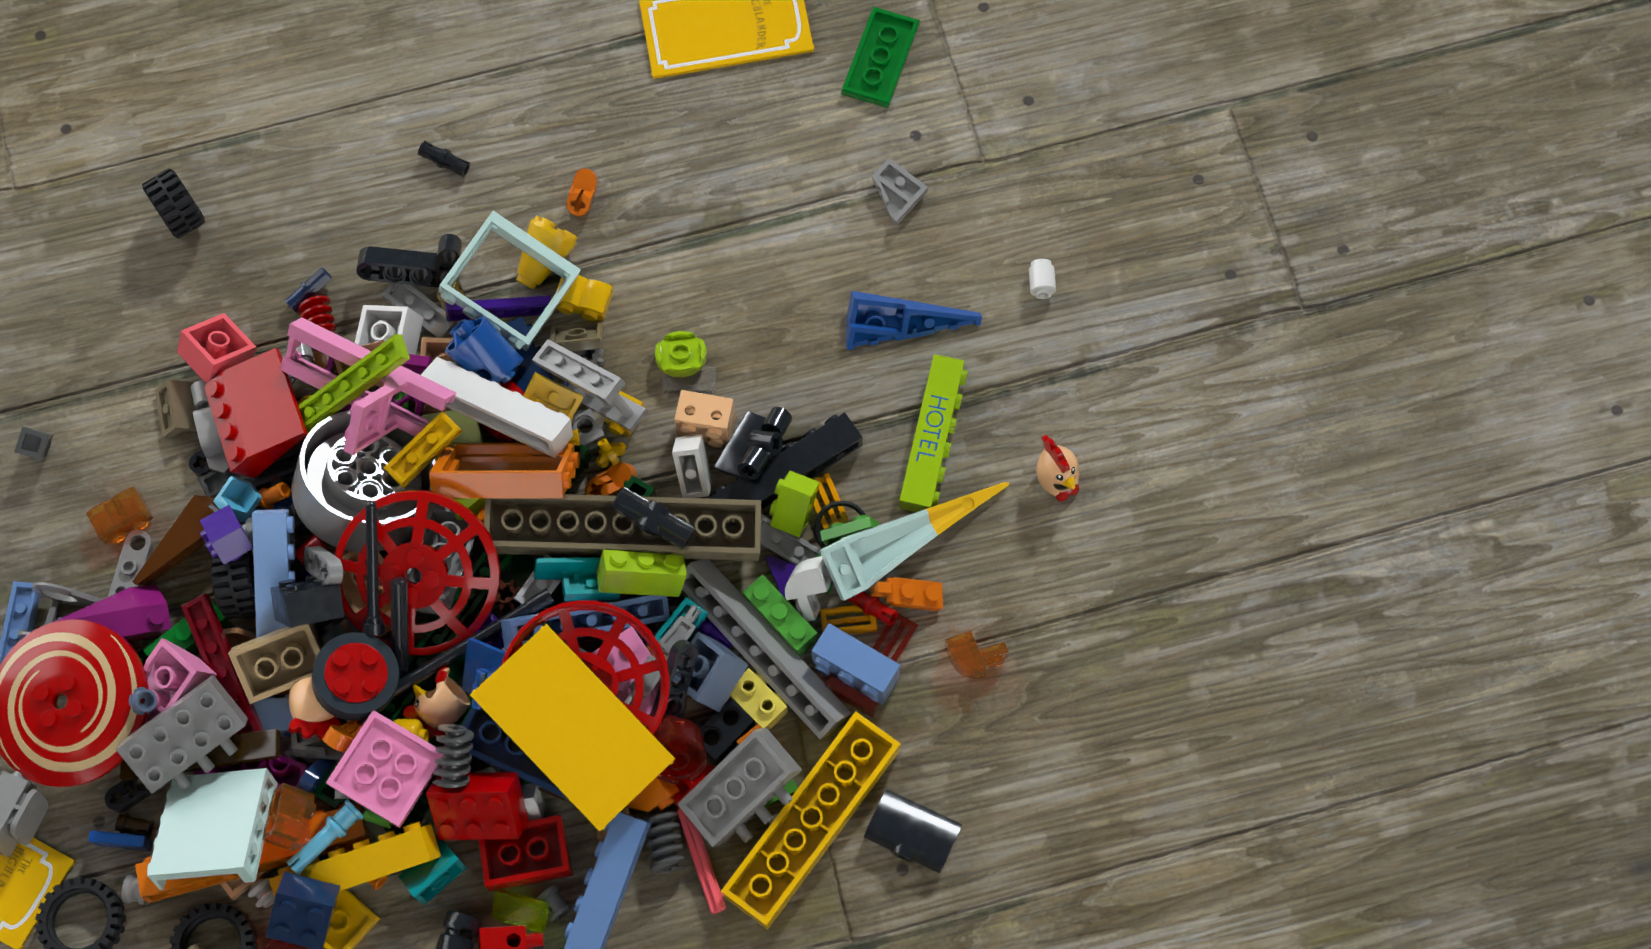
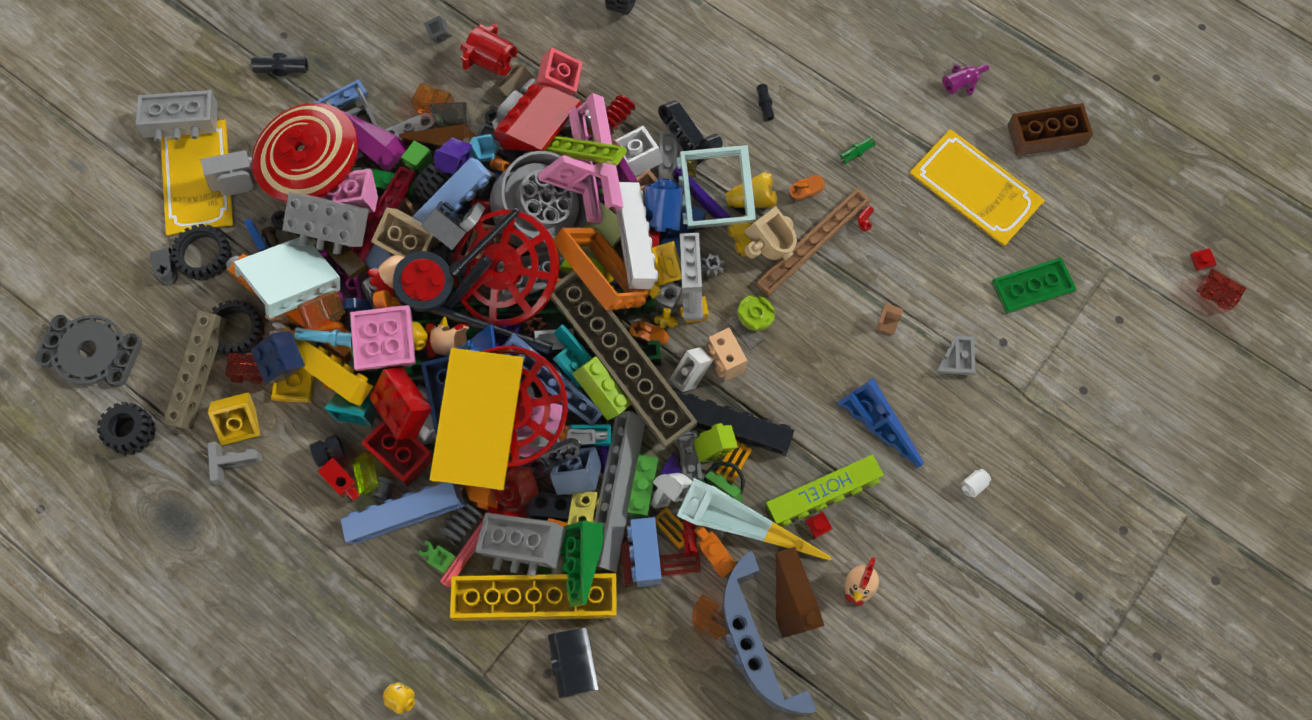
camera: 50 degrees right, 0 degrees up
(115, 405) = (488, 50): none -> red container
(149, 697) = (328, 190): sand blue plate -> none
(162, 506) = (451, 114): none -> clear smoke slope
(186, 581) = (417, 157): none -> bright green piece
(308, 289) = (632, 93): dark blue axle -> none
(423, 449) = (578, 216): yellow tile -> none
(455, 756) = (413, 367): dark grey piece -> none
(578, 335) = (718, 249): dark tan tile -> none
(583, 108) = (857, 150): none -> green pin
(610, 270) = (771, 236): none -> tan piece
(648, 236) = (813, 242): none -> medium nougat tile
(653, 518) = (635, 369): black piece -> none
(667, 165) = (863, 218): none -> red arm
(684, 896) = (438, 557): none -> bright green plate
(754, 443) = (734, 393): black panel -> none
(799, 226) = (889, 319): none -> medium nougat panel
(812, 735) = (581, 554): none -> green wedge
(962, 468) = (818, 525): none -> red plate
(1022, 548) = (795, 600): none -> reddish brown wedge
(1082, 642) = (763, 679): none -> sand blue slope

